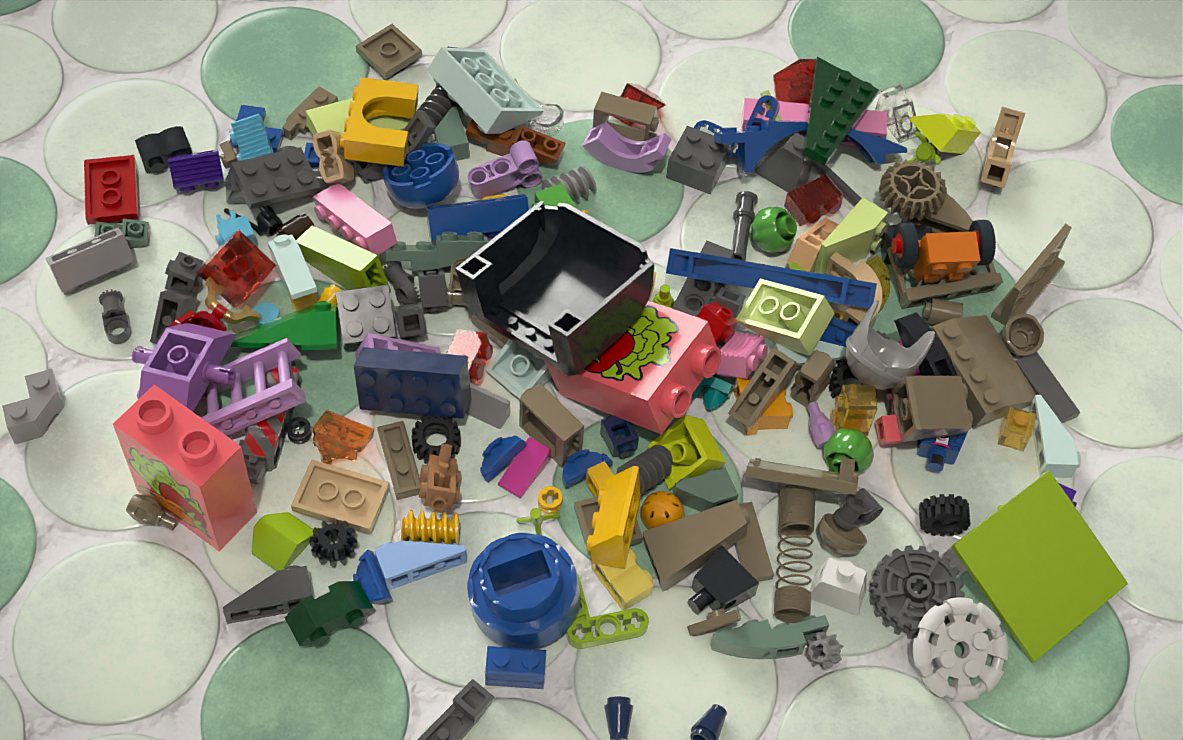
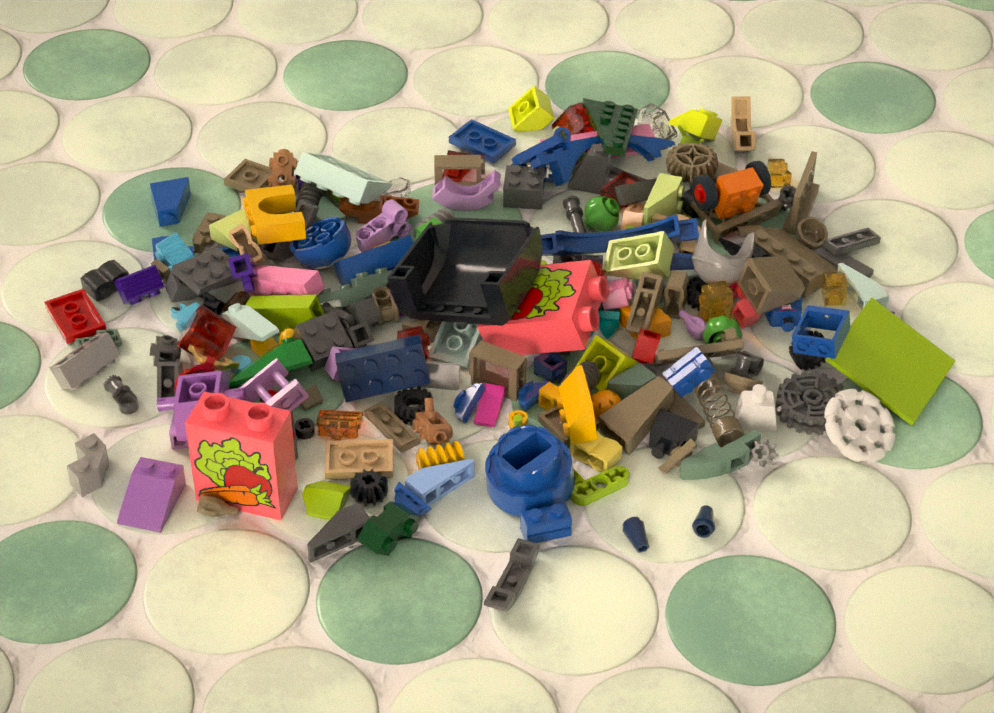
camera: 15 degrees left, 15 degrees down
(84, 472) = (151, 494): none -> medium lavender slope
(284, 57) = (170, 200): none -> blue slope
(311, 190) = (243, 269): none -> dark purple brick
(322, 387) = (314, 398): none -> dark tan slope
(424, 49) = (283, 166): none -> medium nougat brick
(679, 76) = (482, 141): none -> blue plate
(731, 118) = (545, 146): none -> blue beam
(742, 447) = (646, 346): none -> red slope
(755, 50) = (531, 111): none -> neon yellow slope
(776, 507) = (689, 372): none -> blue brick
(827, 209) = (634, 192): none -> dark grey tile
(971, 488) = (814, 317): none -> blue window
(1010, 272) = (787, 196): none -> dark grey connector
(1019, 230) = (779, 173): none -> clear yellow window
(1069, 361) = (851, 241): none -> dark grey tile

